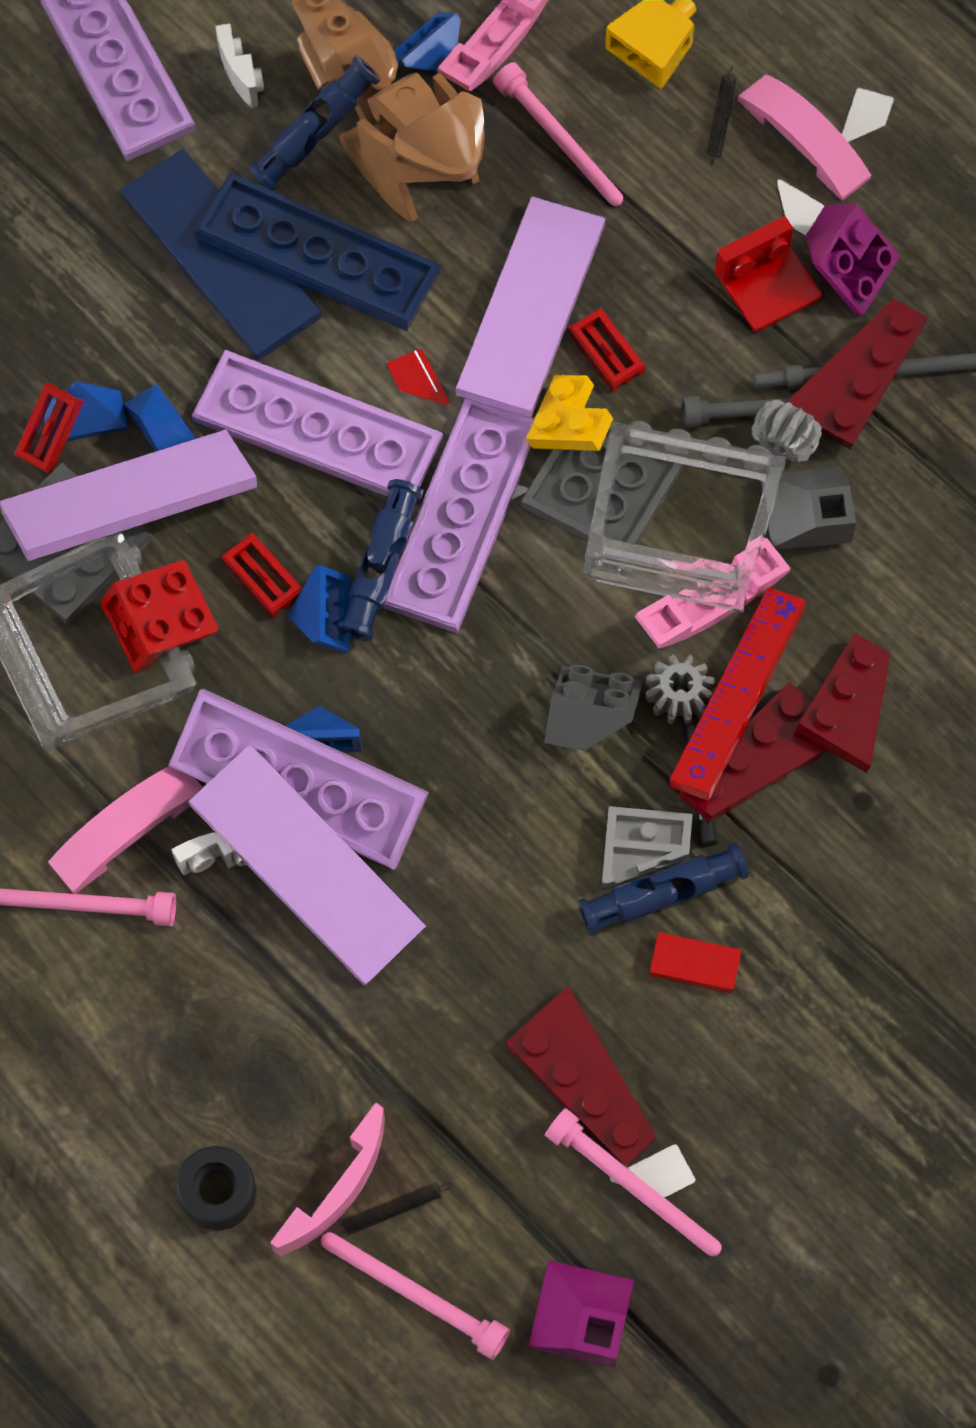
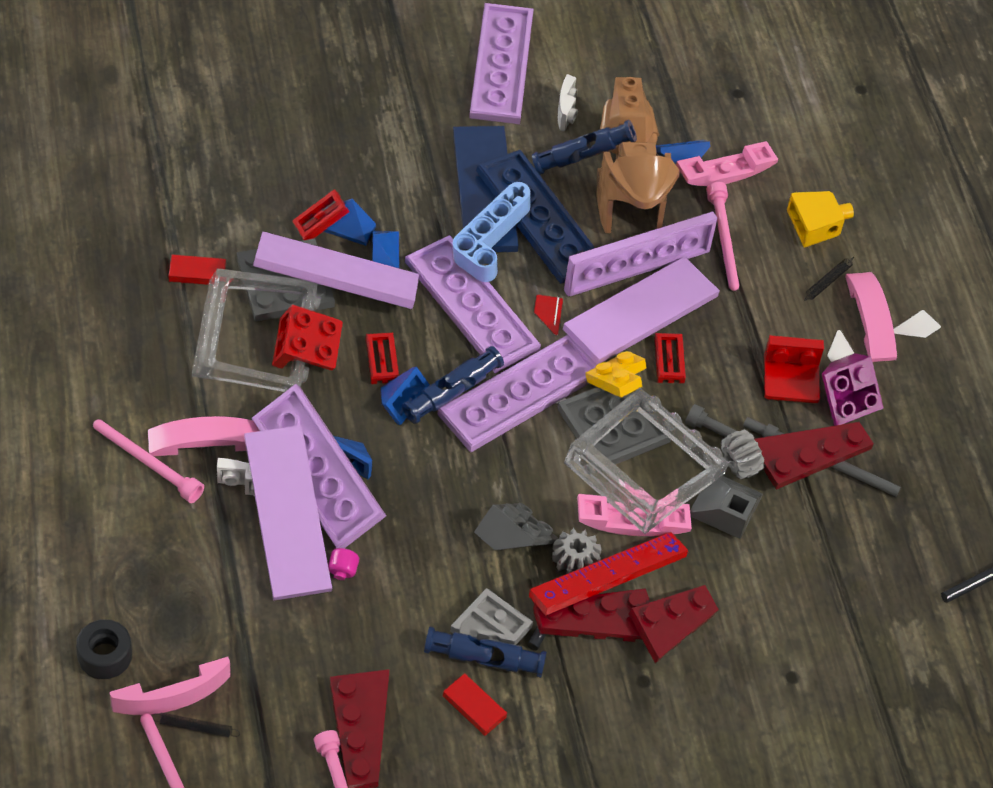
camera: 25 degrees right, 15 degrees down
(281, 308) = (513, 206): none -> light blue beam
(416, 885) = (343, 563): none -> dark pink piece
(483, 232) = (639, 254): none -> lavender tile

